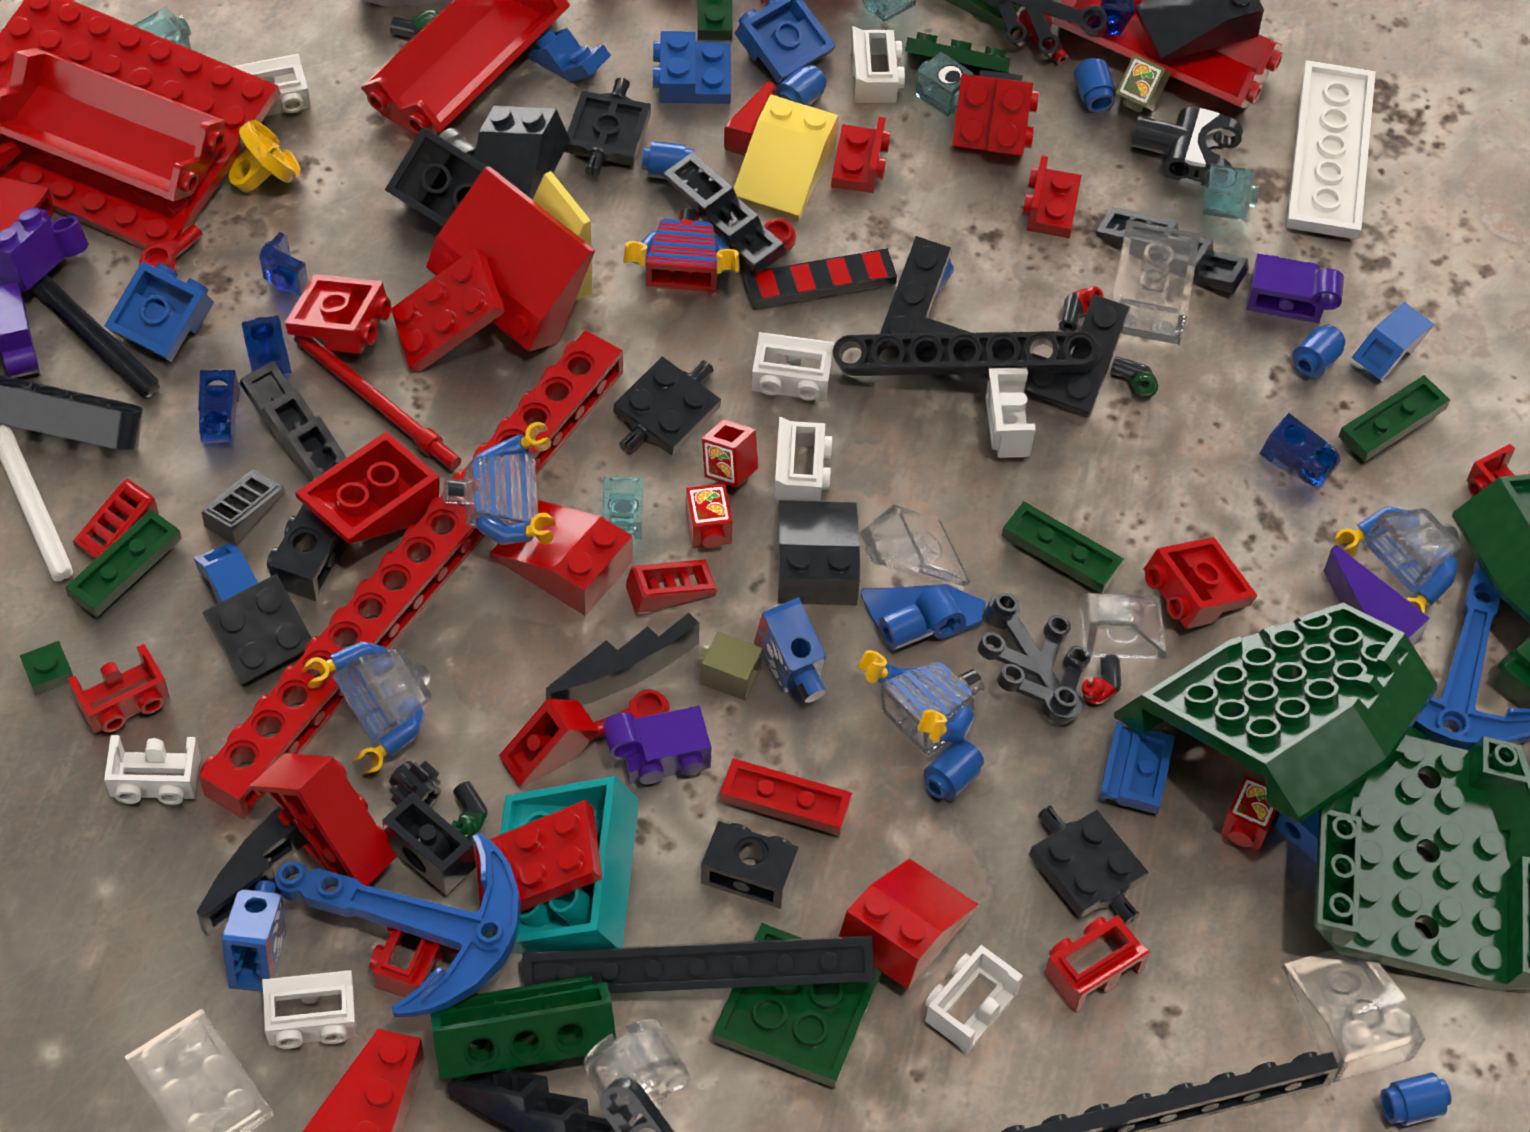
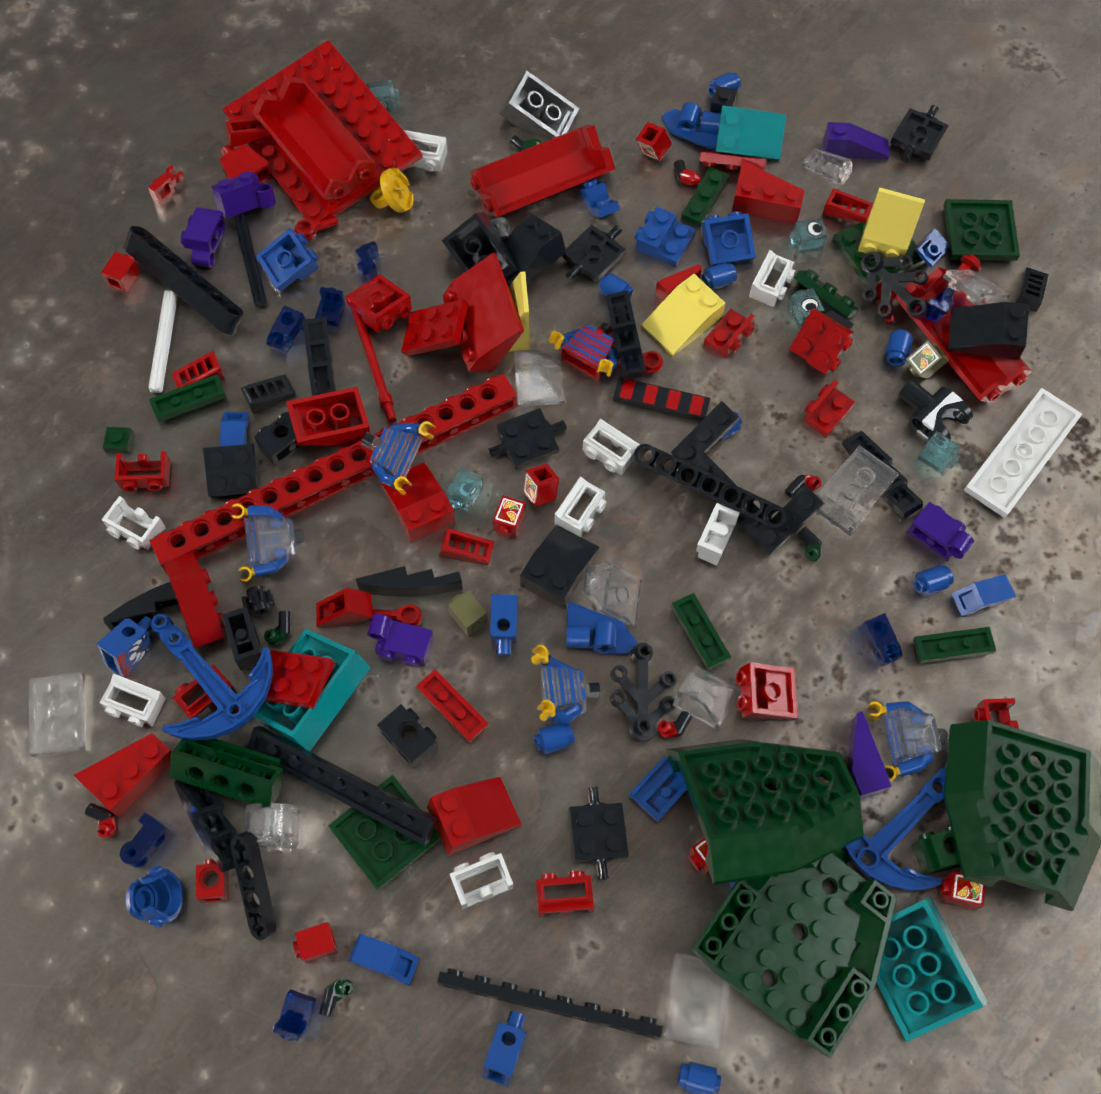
camera: 30 degrees right, 10 degrees up
(631, 320) = (538, 378): none -> clear slope

